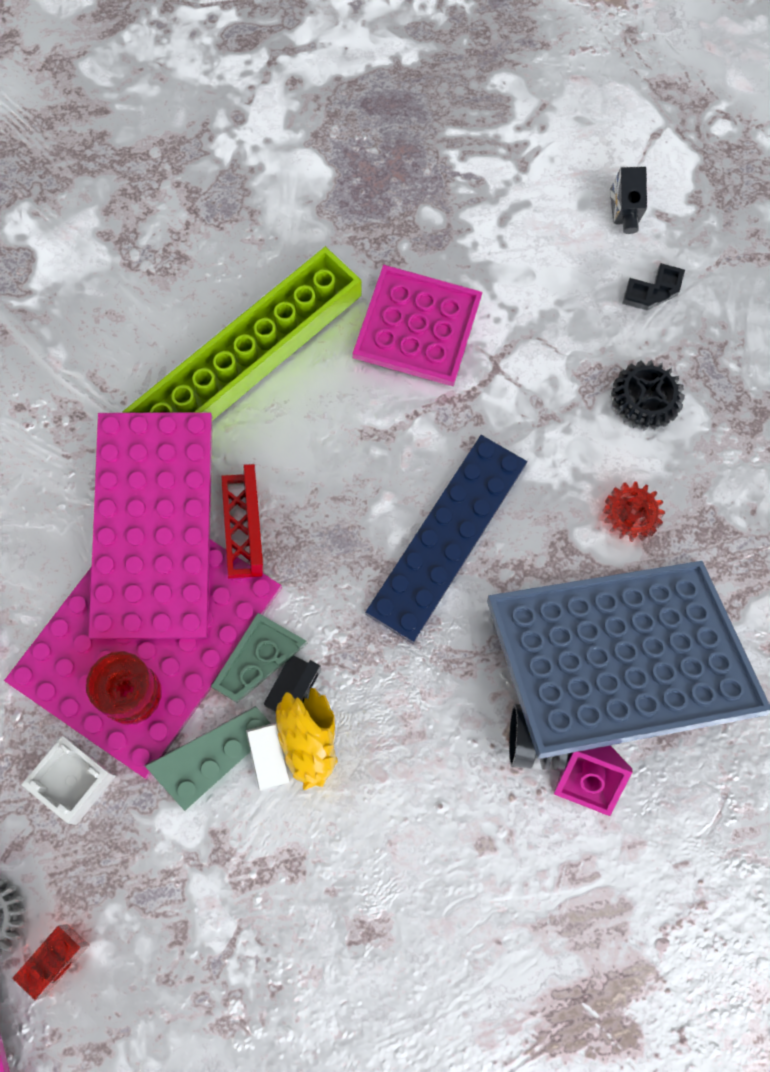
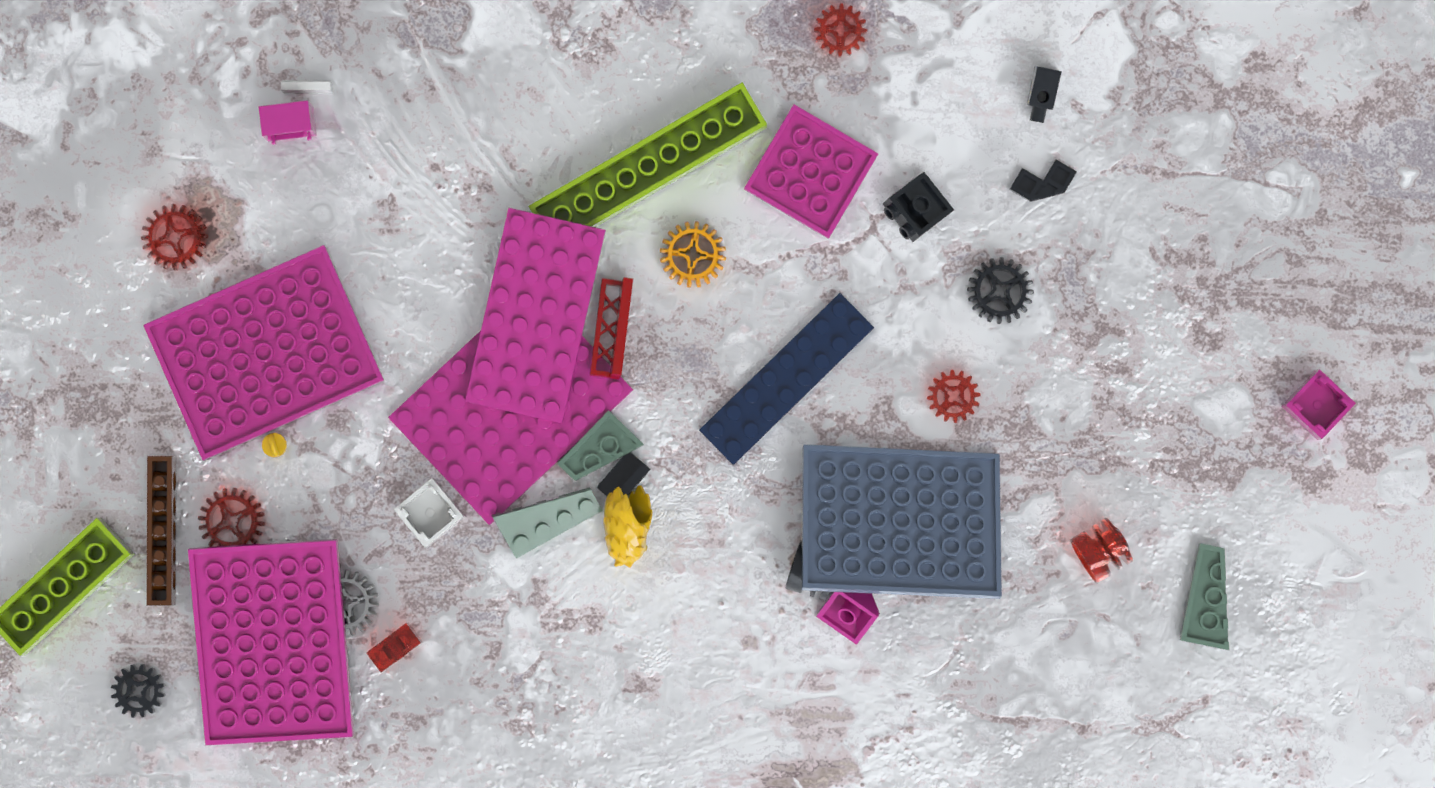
camera: 15 degrees right, 15 degrees up
(115, 675) = (484, 439): clear red wheel -> none
(267, 756) = (590, 531): white tile -> none
(303, 430) = (714, 257): none -> light orange gear
(412, 191) = (852, 30): none -> clear red gear
(536, 334) = (917, 207): none -> black plate

